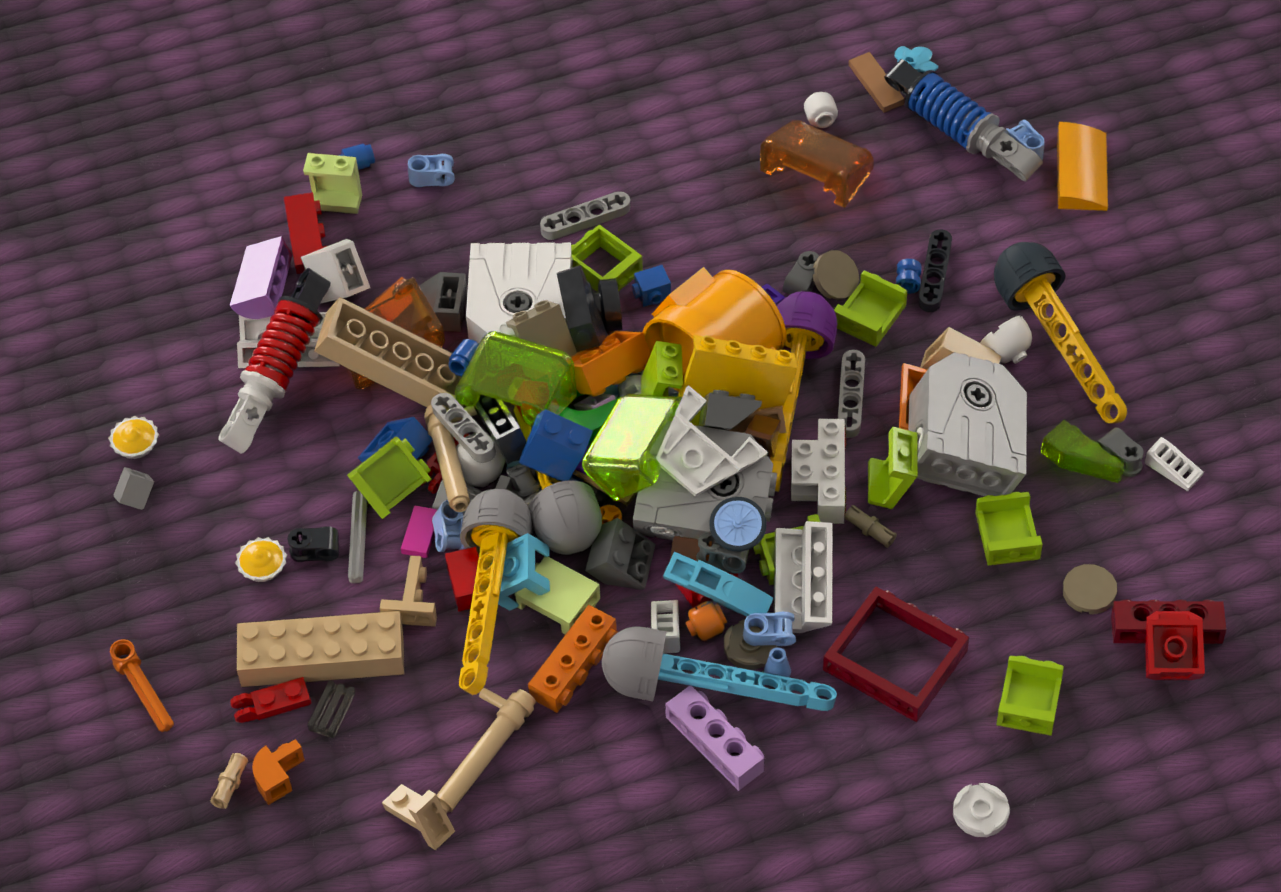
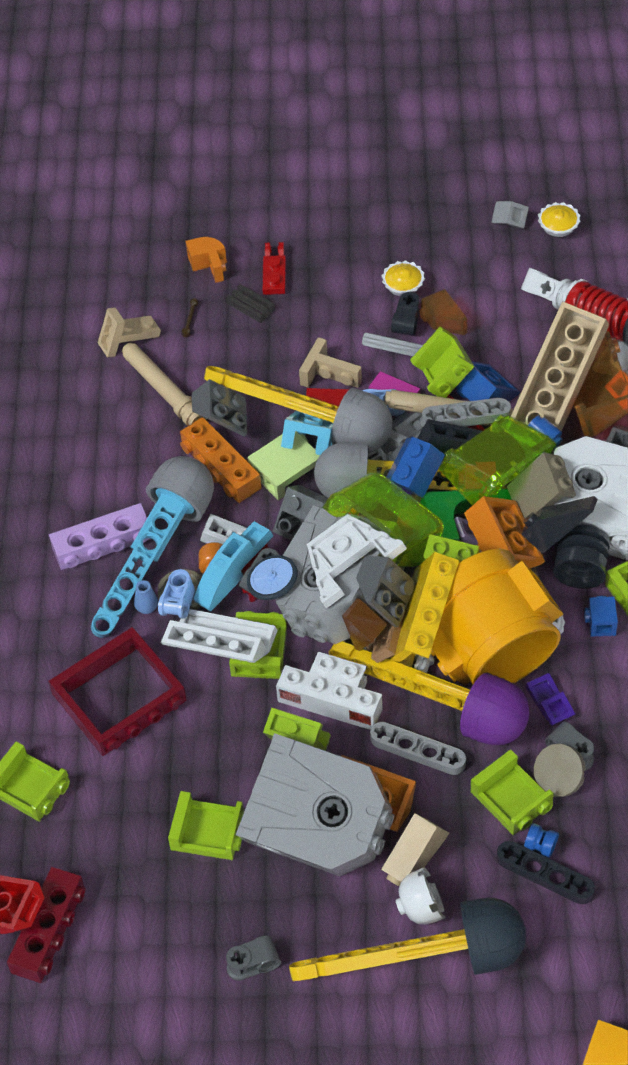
camera: 110 degrees right, 0 degrees up
(131, 668) = (347, 187): orange axle -> none
(229, 780) = (213, 231): tan pin -> none
(300, 509) = (442, 311): none -> clear orange slope
(320, 648) = (302, 301): tan brick -> none
(392, 763) = (186, 331): none -> dark brown hinge
(517, 665) = (221, 406): none -> dark grey slope
(870, 526) = (258, 714): dark tan pin -> none
(1078, 453) = (268, 916): clear neon green slope -> none
(1089, 589) = (116, 875): dark tan tile -> none
(1170, 452) = (215, 997): white slope -> none

